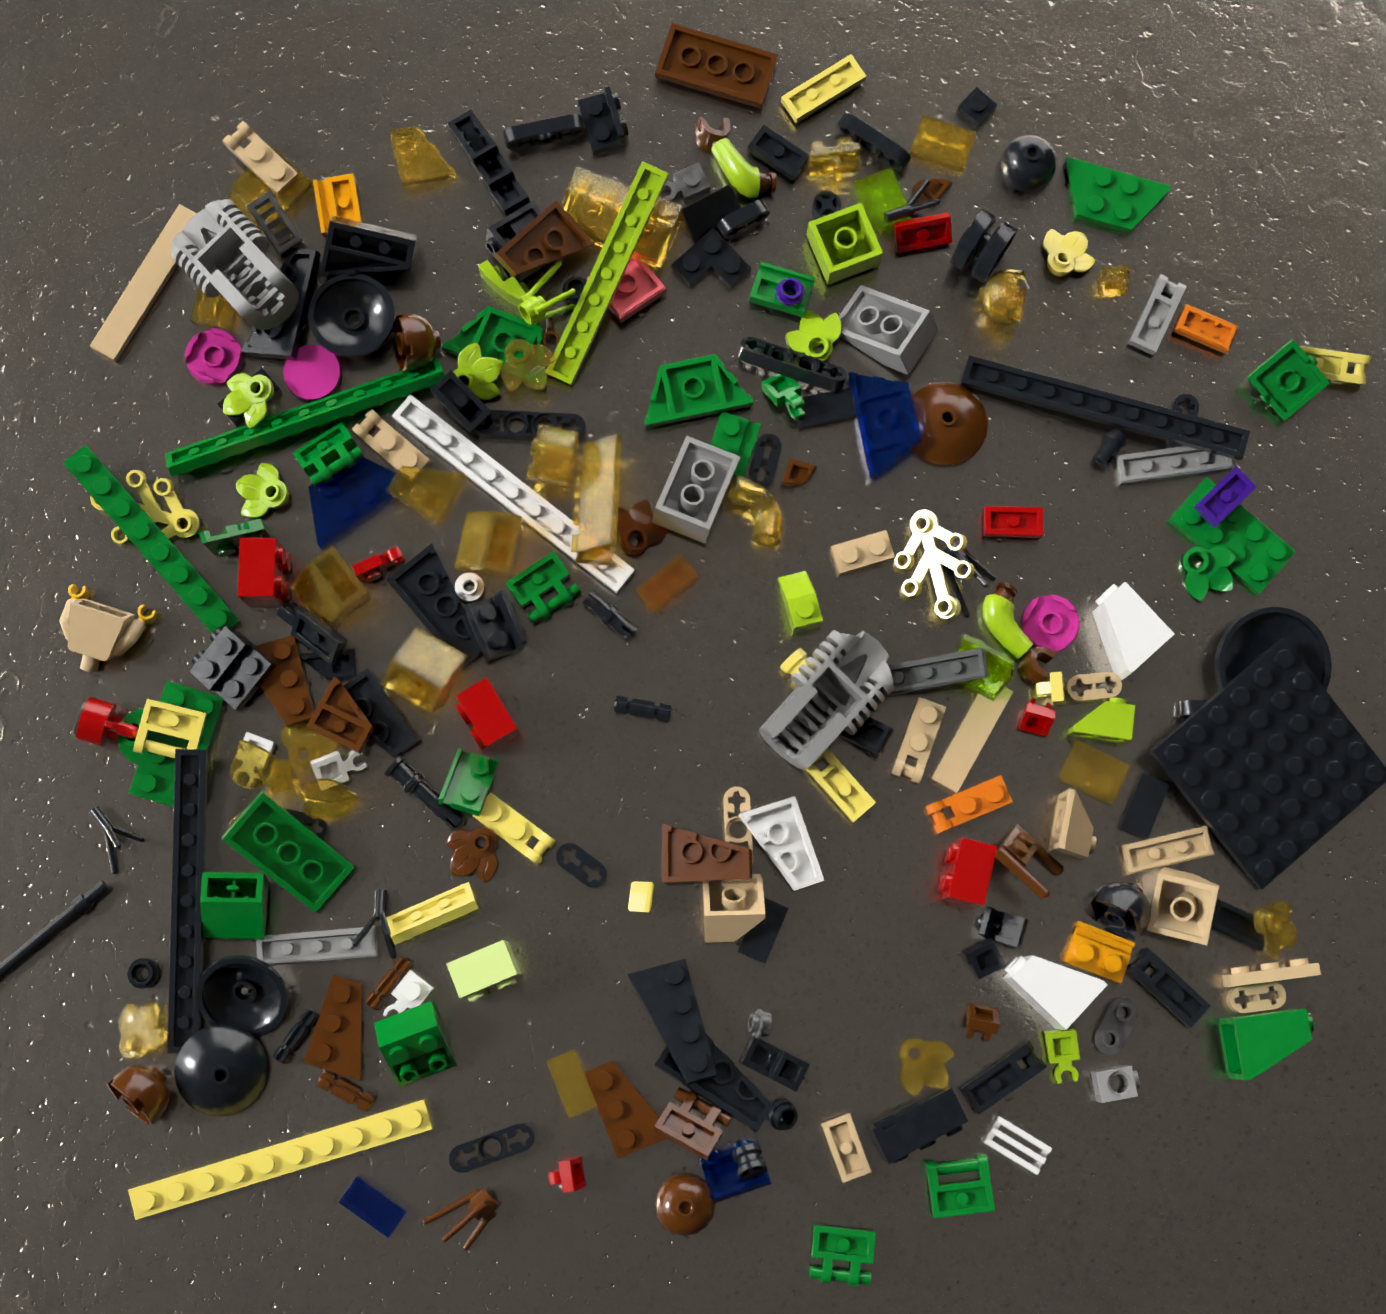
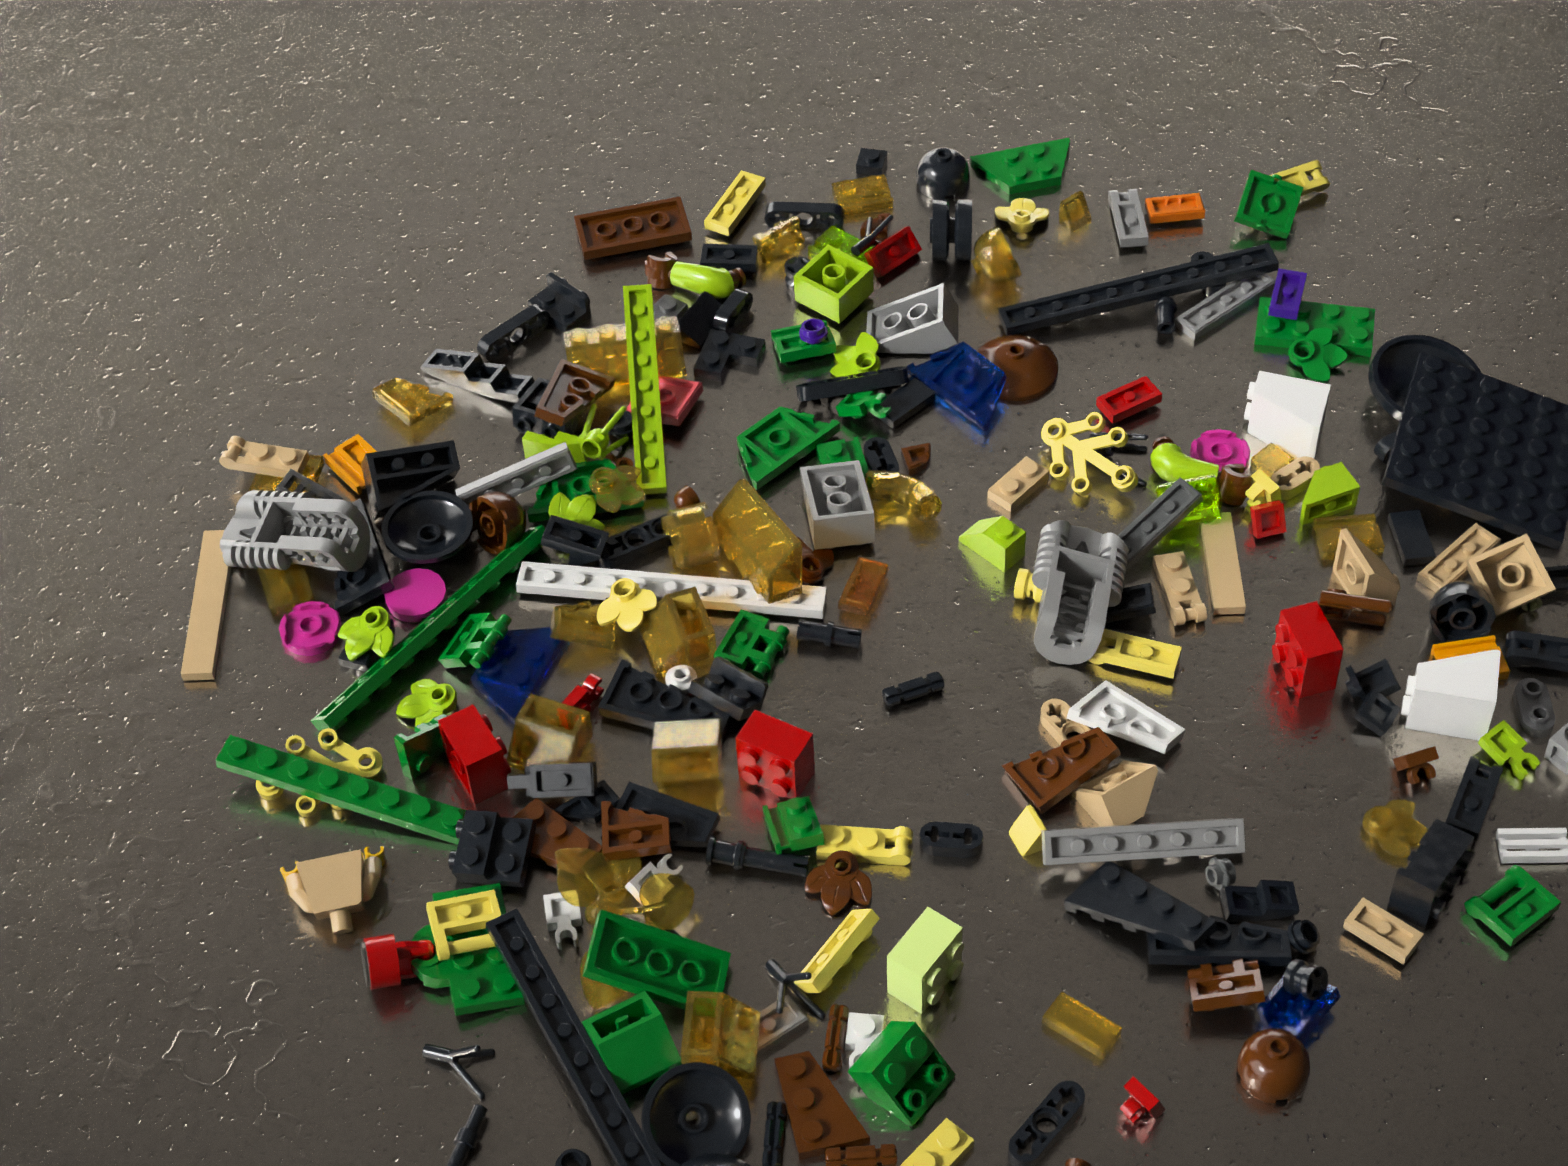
camera: 25 degrees left, 30 degrees down
(296, 943) = (721, 1033): none -> clear yellow slope
(389, 443) = (523, 610): tan plate -> none
(450, 307) = (522, 475): none -> light grey tile
(462, 500) = (626, 605): none -> light yellow plate
(573, 413) = (685, 497): none -> reddish brown hinge
(623, 1110) = (1152, 1021): reddish brown wing -> none
(718, 964) = (1143, 841): none -> light grey plate
(760, 939) = (1164, 801): black tile -> none
(845, 1245) = (1451, 1012): green plate -> none
(970, 804) = (1263, 612): orange plate -> none
(1088, 657) = (1271, 459): none -> clear yellow tile

